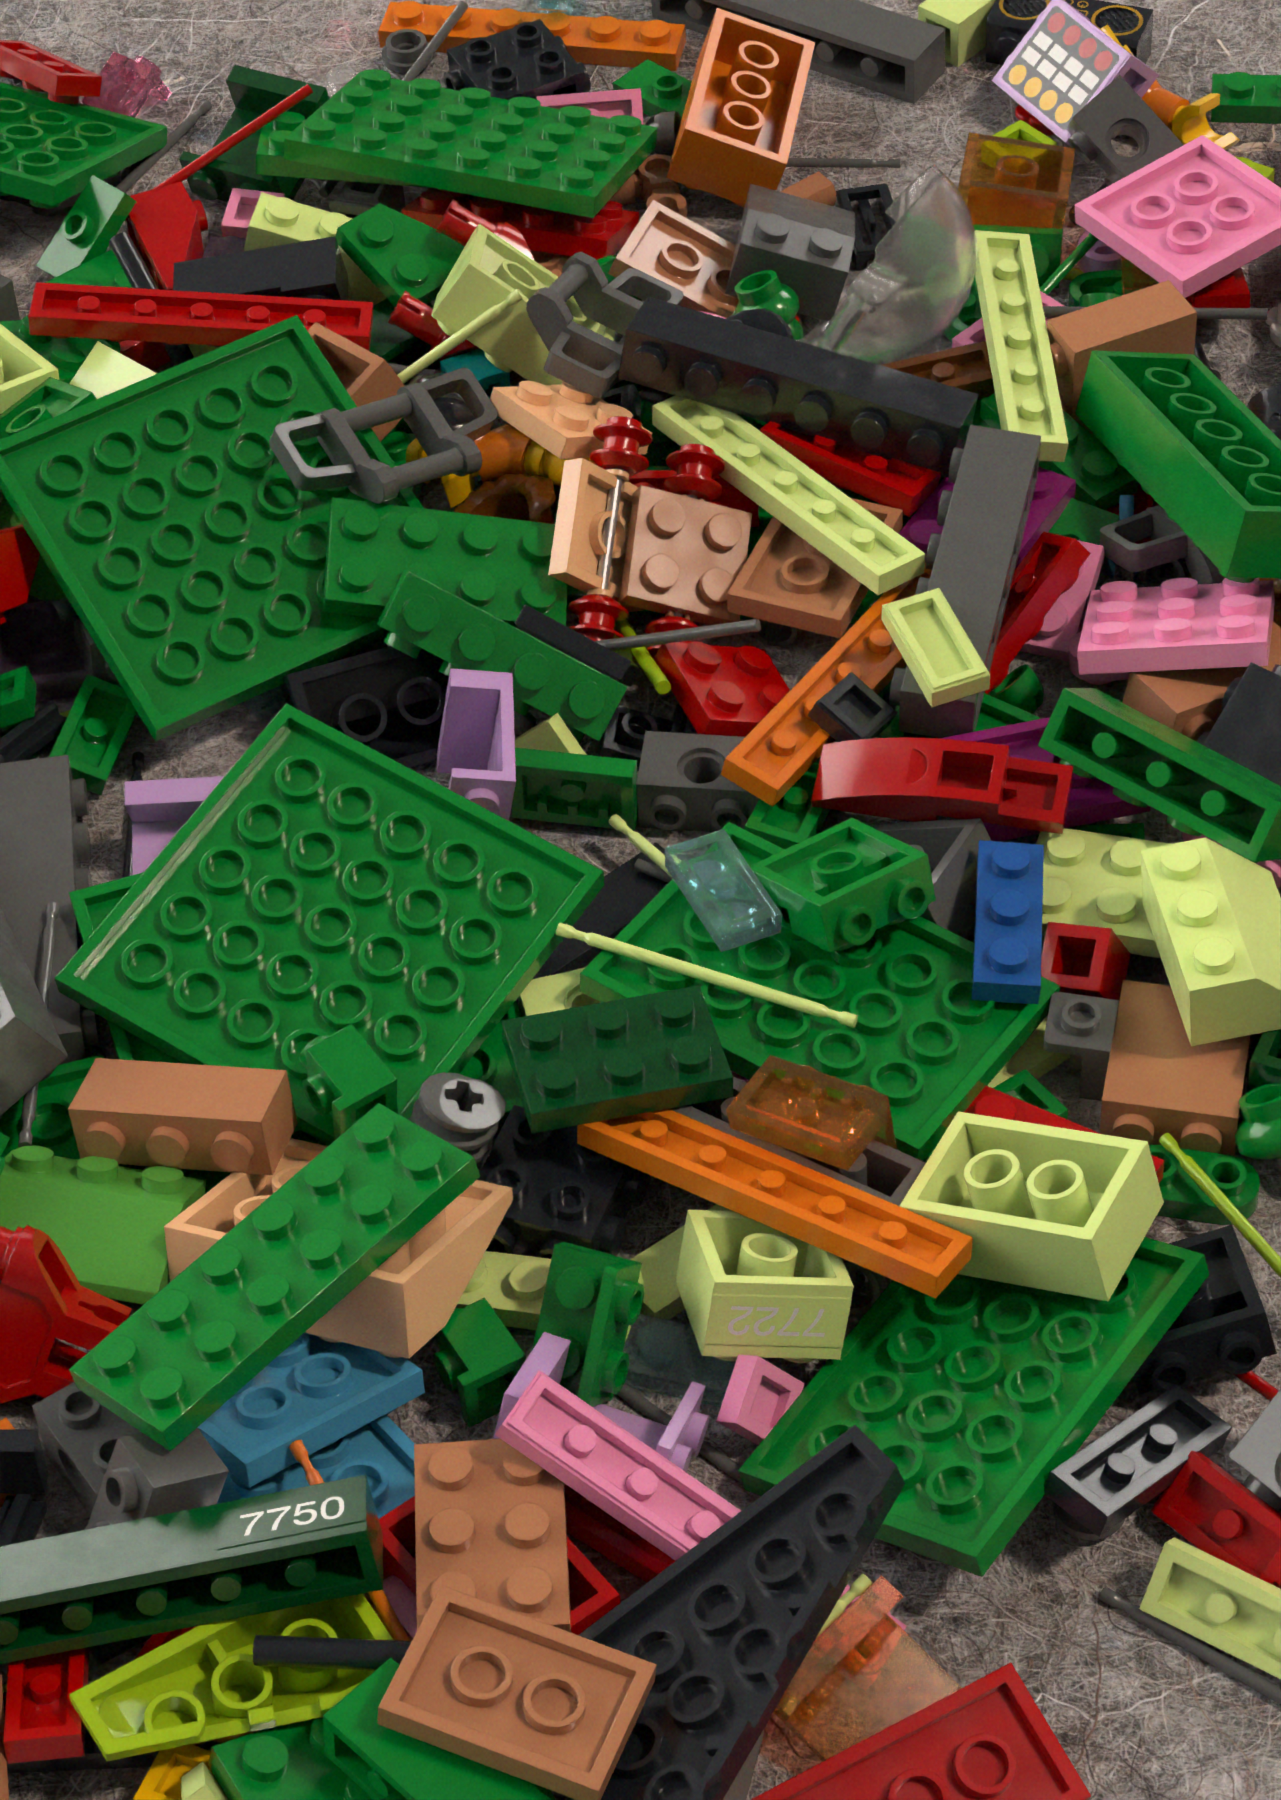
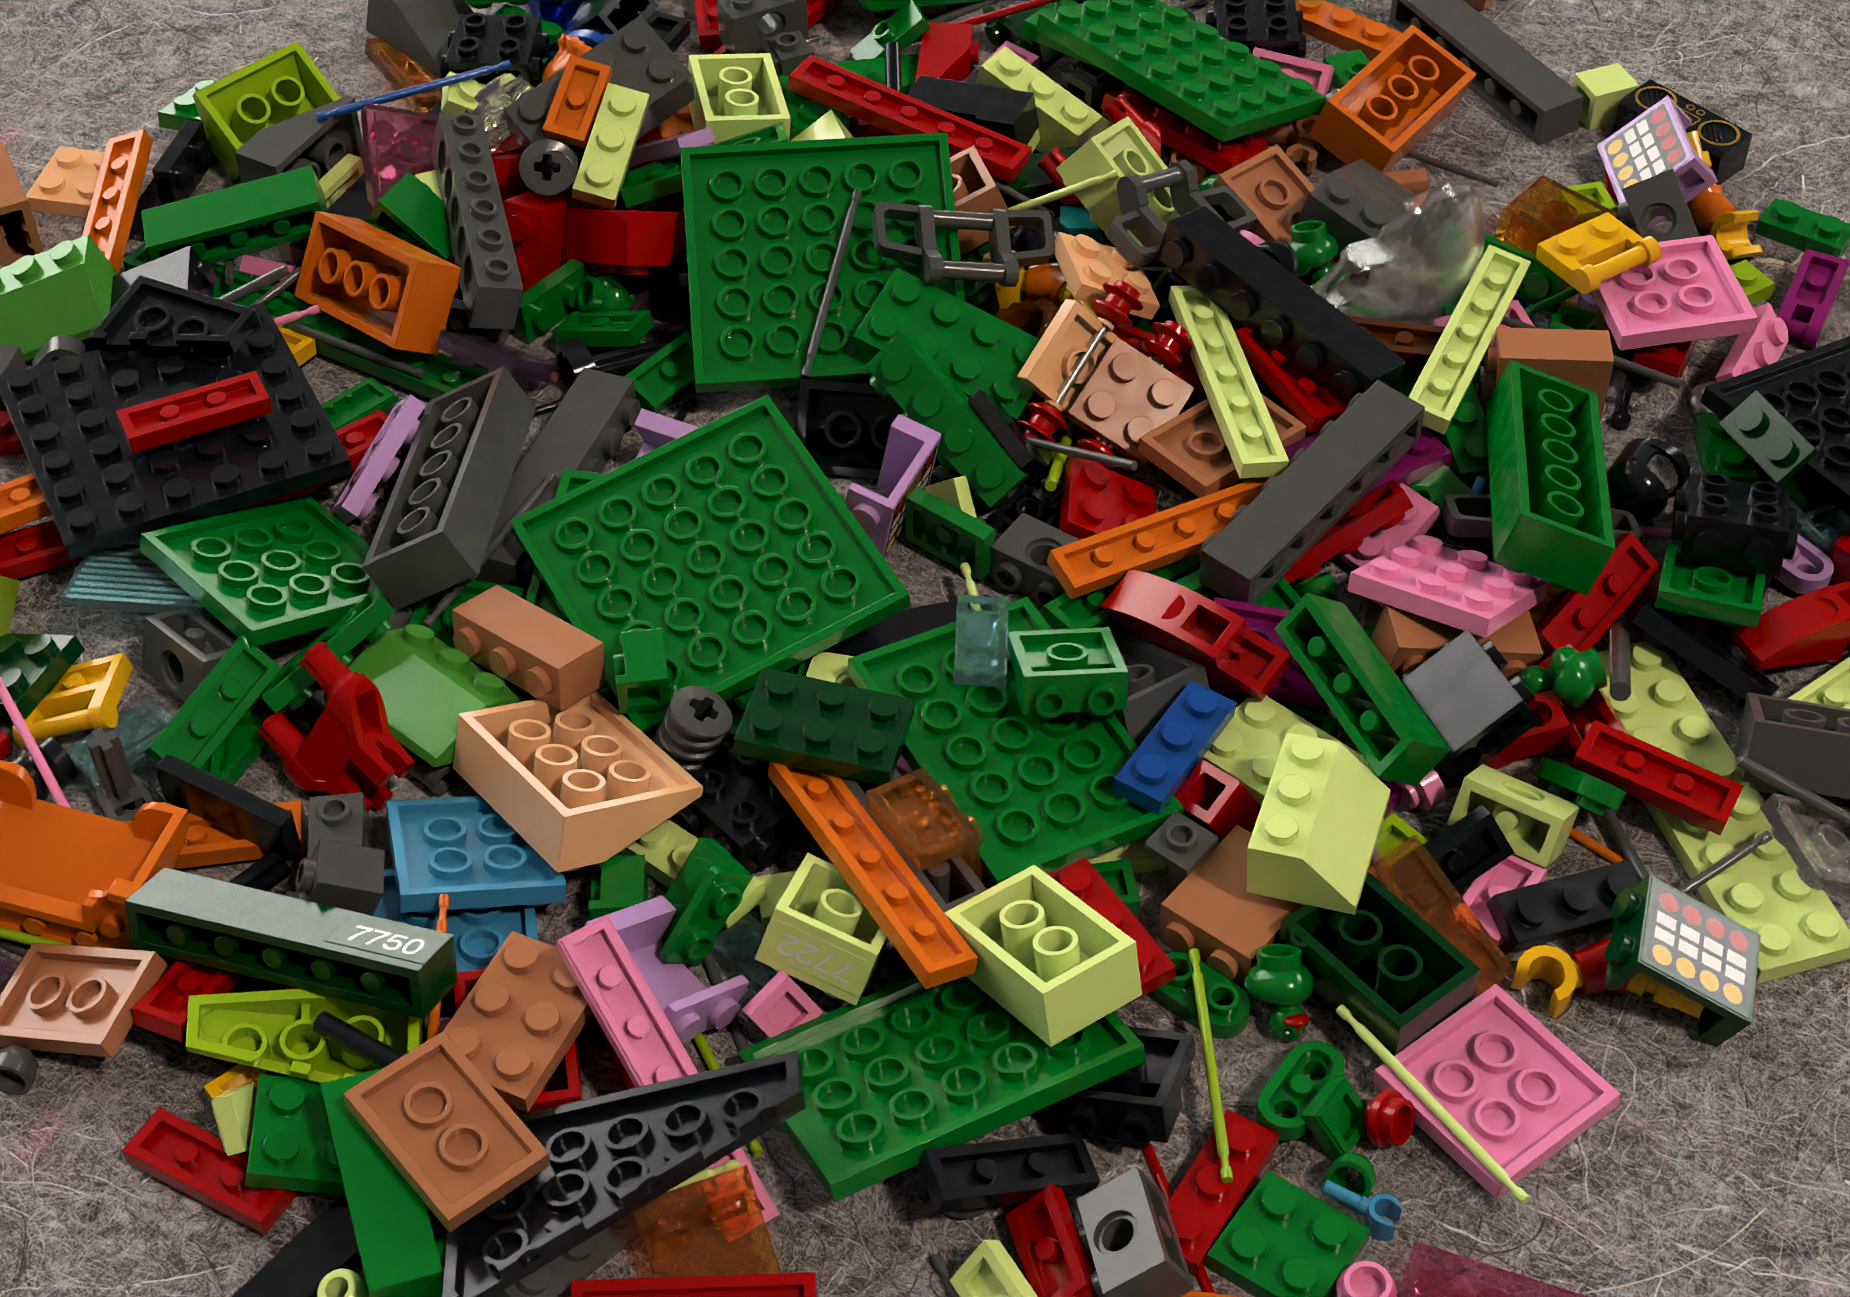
camera: 25 degrees right, 0 degrees up
(258, 548) = (831, 283): none -> dark grey piece
(273, 1275) = (492, 774): green plate -> none
(399, 253) = (1070, 115): green wing -> none
(707, 975) = (934, 697): yellowish green piece -> none
(852, 711) = (1166, 553): black tile -> none
(935, 647) = (1244, 529): yellowish green tile -> none
(1084, 190) = (1596, 252): none -> yellow plate

